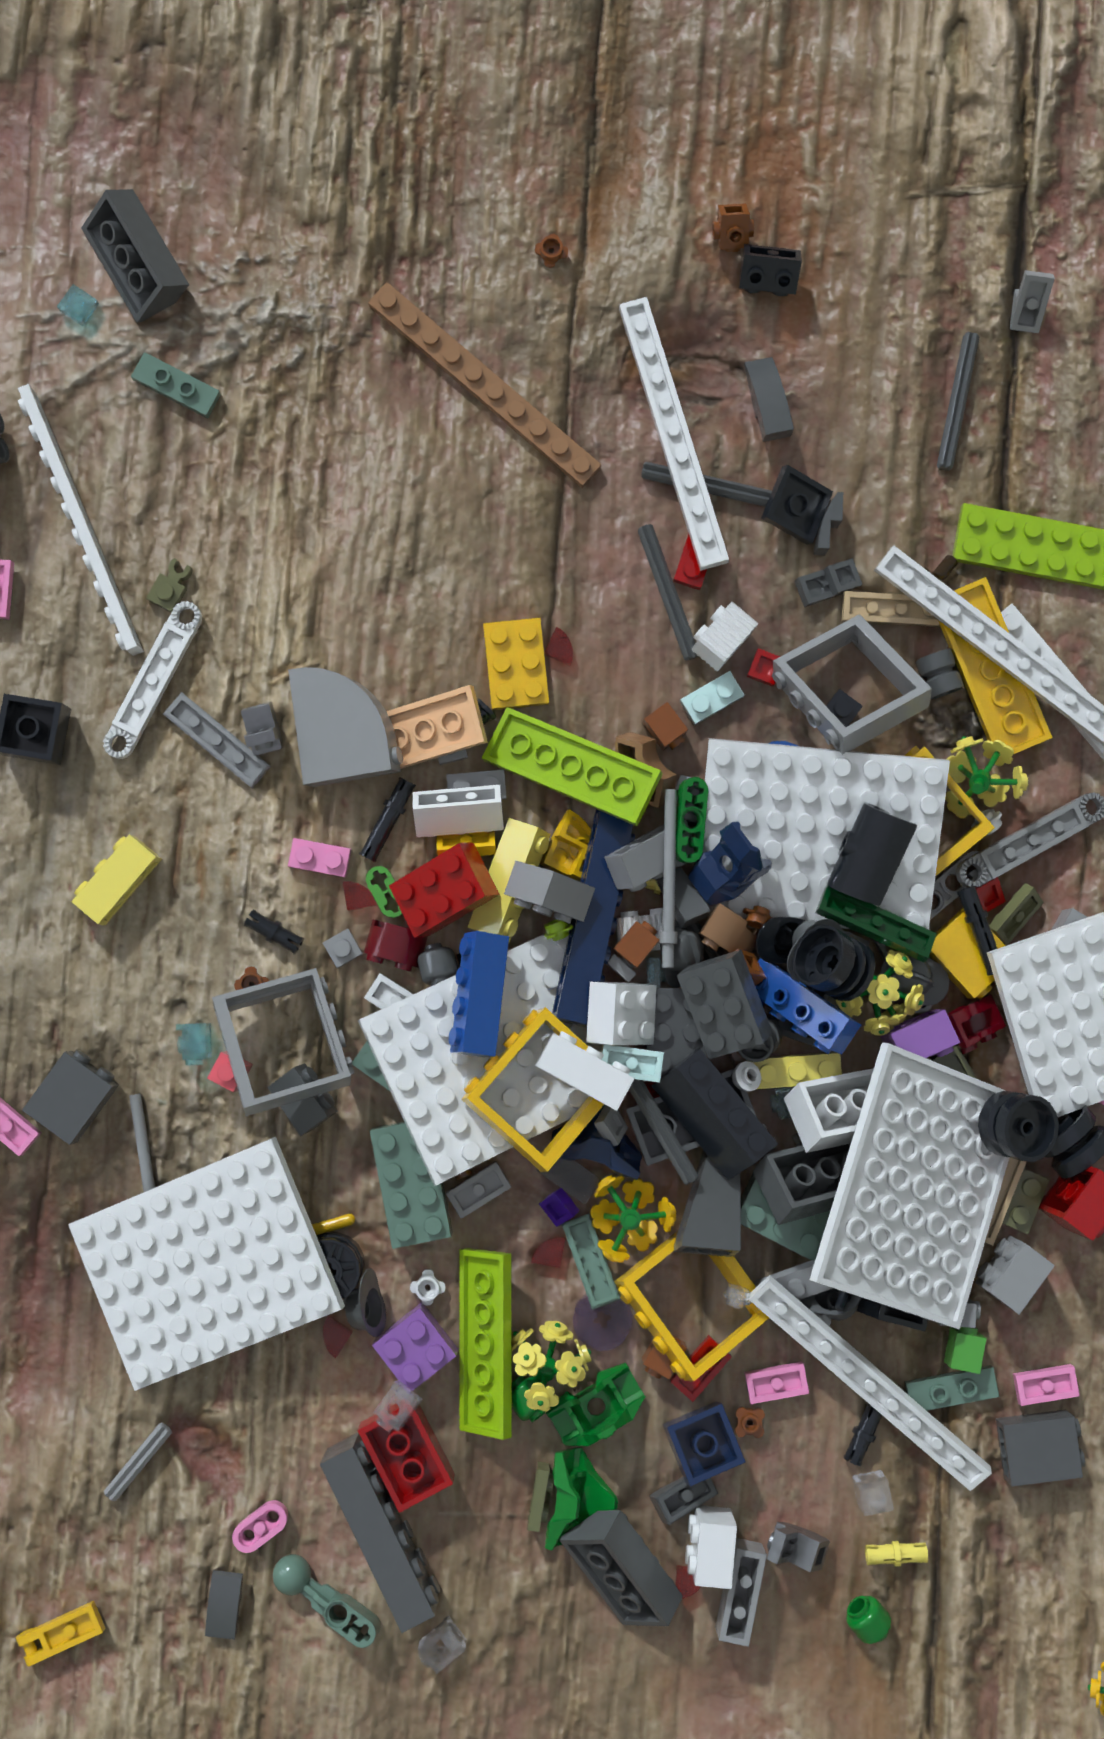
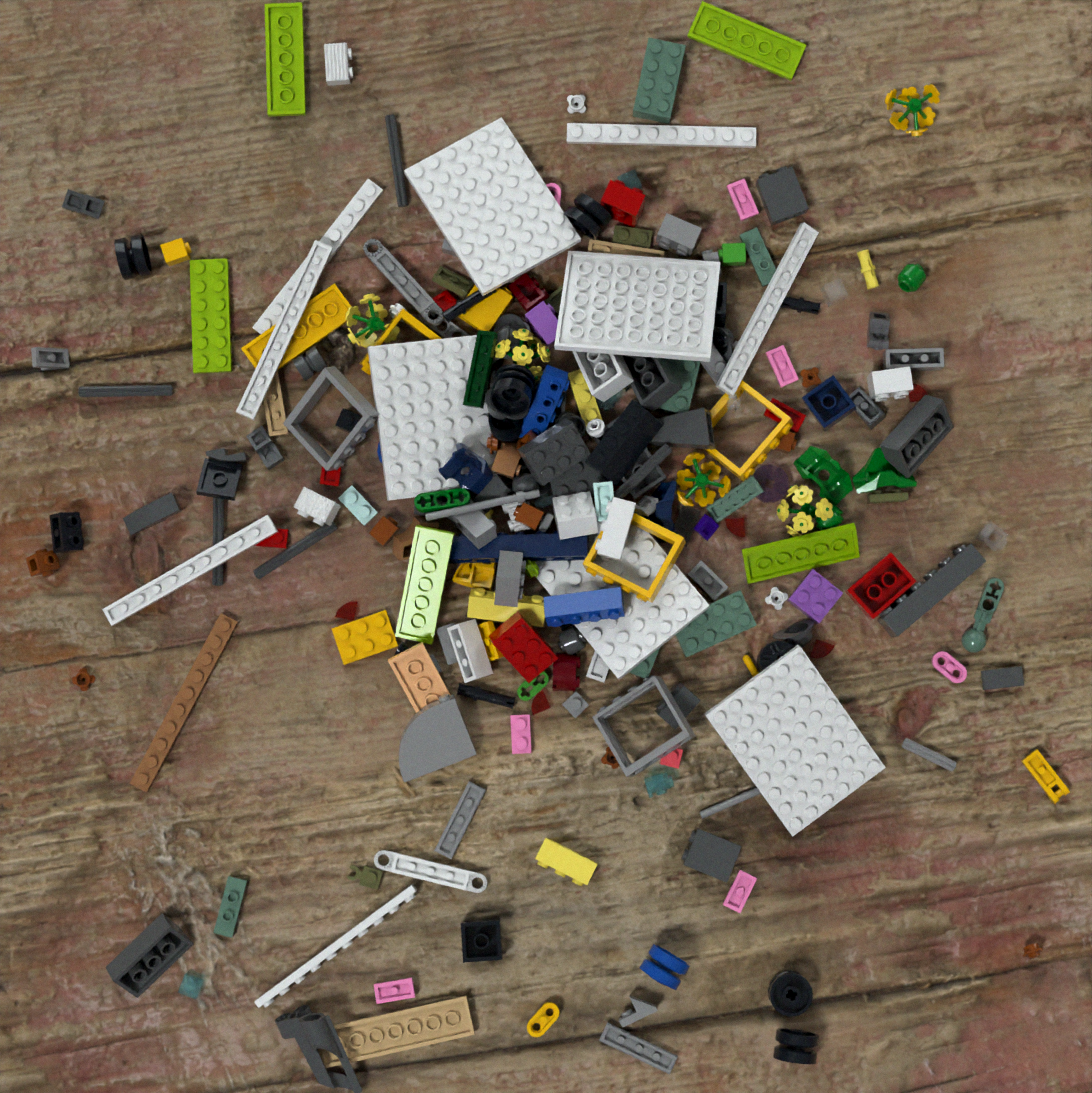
camera: 90 degrees left, 0 degrees up
(261, 728) = (445, 791): flat silver brick -> none
(273, 931) = (575, 751): black pin -> none
(405, 1399) = (848, 590): clear brick -> none
(871, 854) = (438, 382): black panel -> none
(945, 567) = (241, 376): dark brown arm -> none
(1018, 1126) = (586, 253): black wheel -> none

